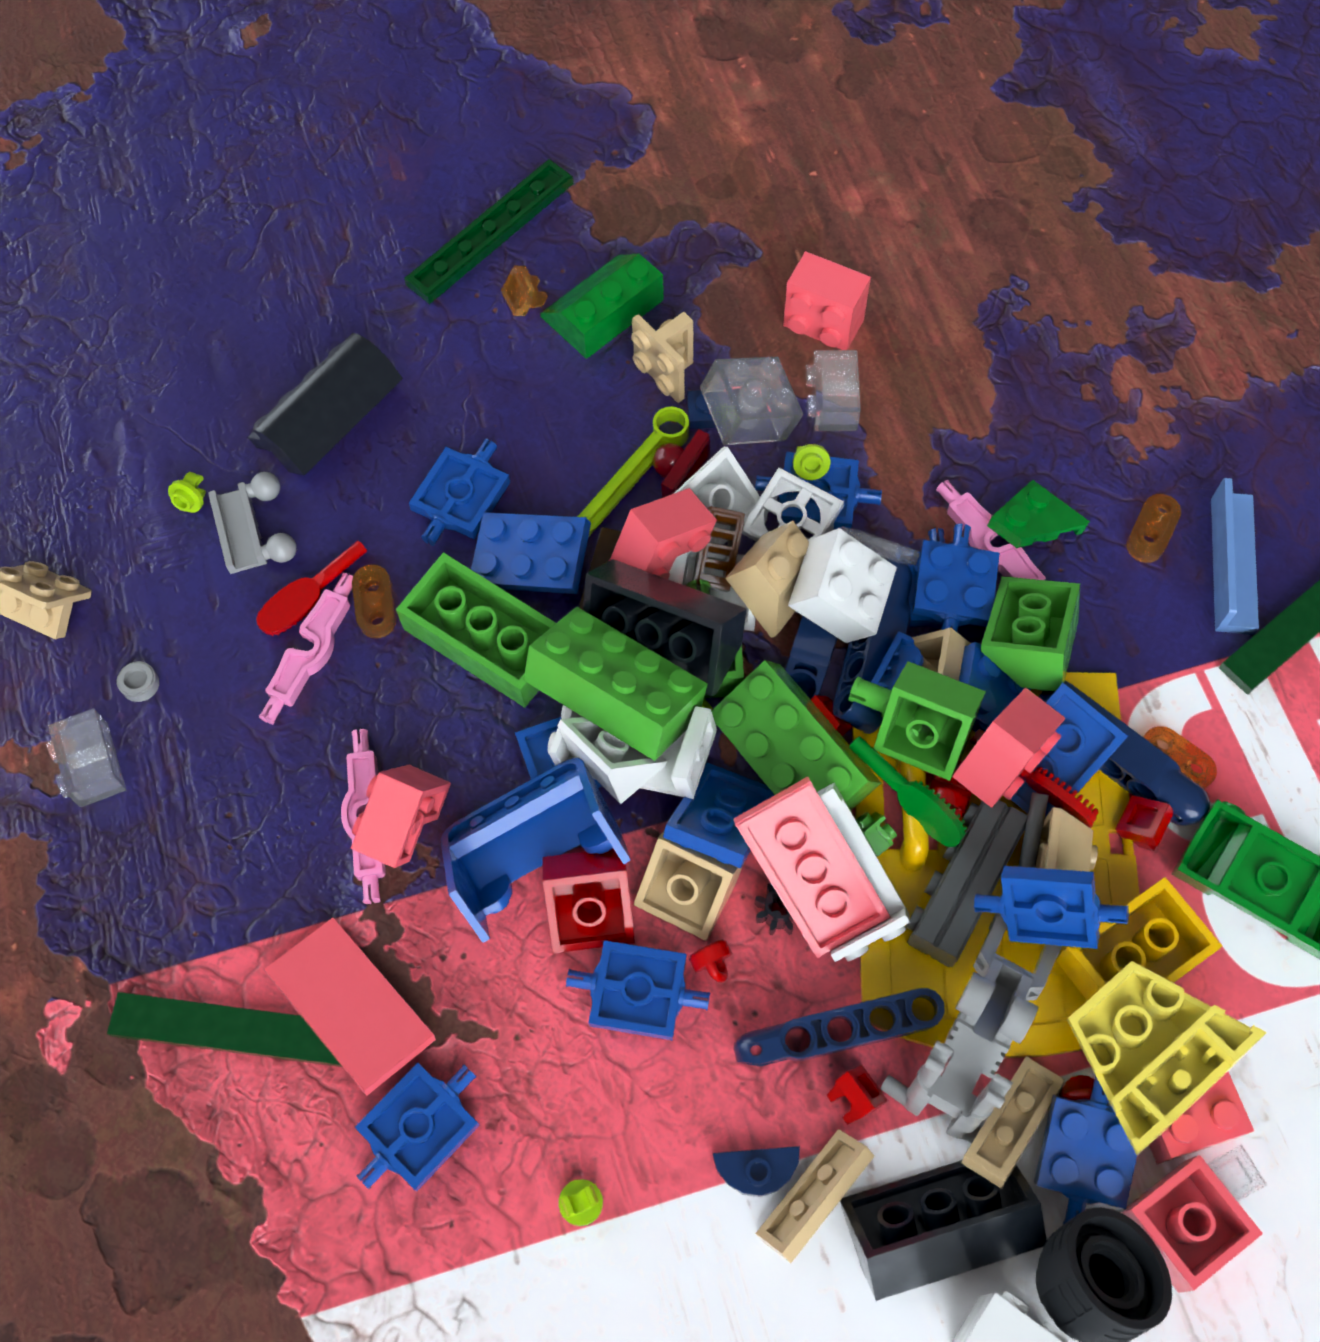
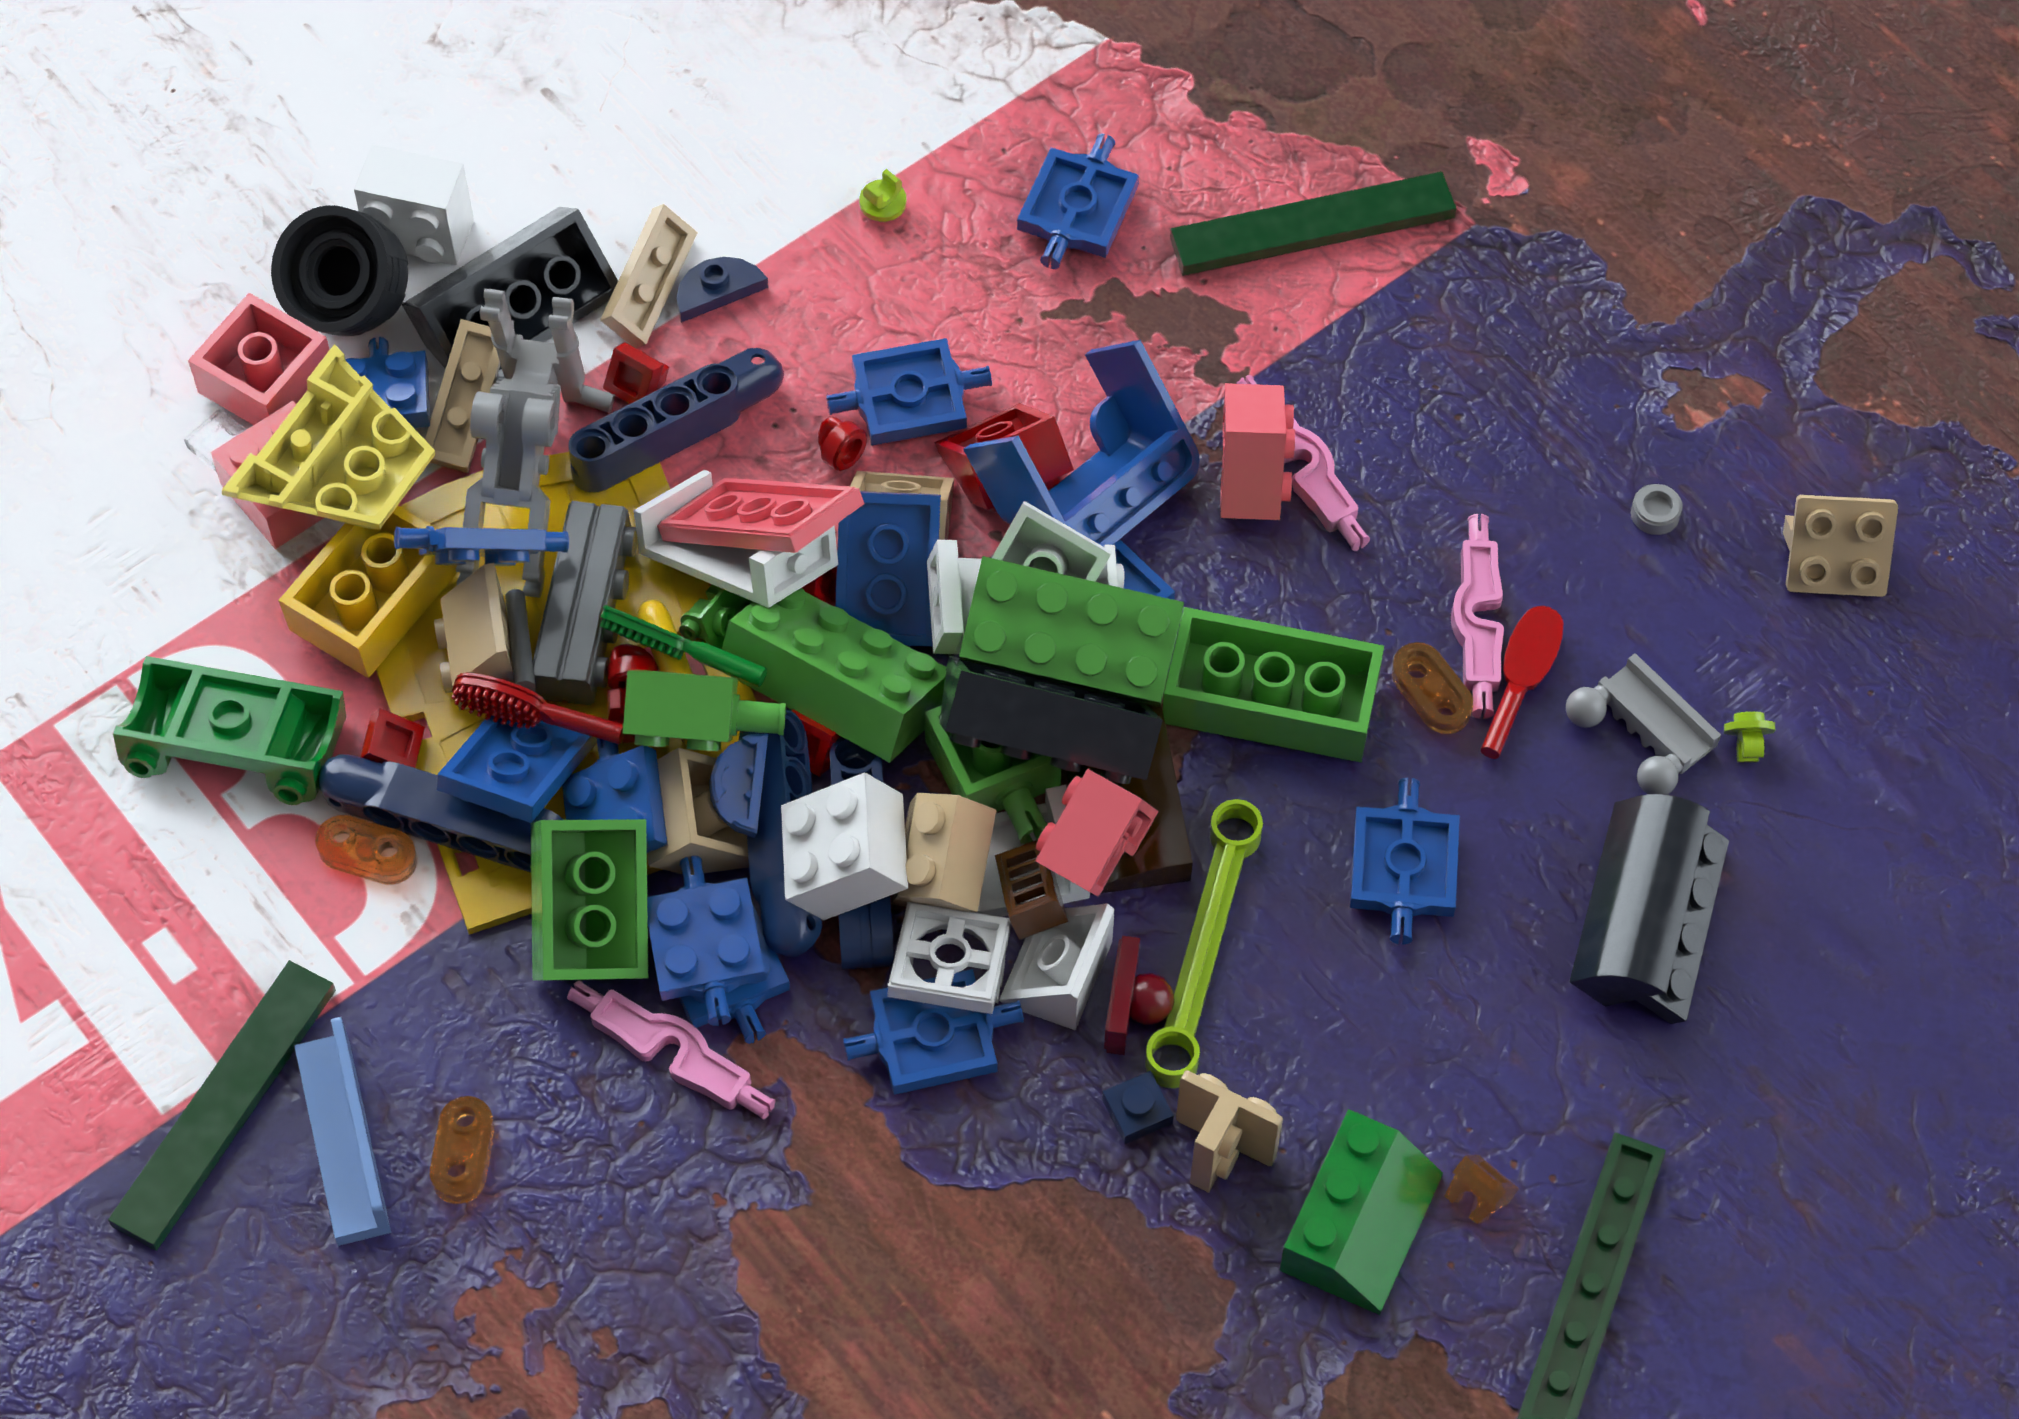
camera: 155 degrees right, 5 degrees down
(85, 758) = (1649, 400): clear brick -> none
(350, 1005) = (1207, 272): coral tile -> none
(532, 551) = (1267, 800): blue plate -> none
(751, 400) = (1072, 1105): clear brick -> none
(811, 461) = (950, 1033): lime plate -> none
(826, 301) = (1029, 1296): coral brick -> none
(835, 390) = (967, 1185): clear brick -> none
(884, 547) = (824, 960): clear tile -> none
(1009, 745) = (571, 711): coral brick -> none
(1035, 516) = (627, 1096): green wing -> none

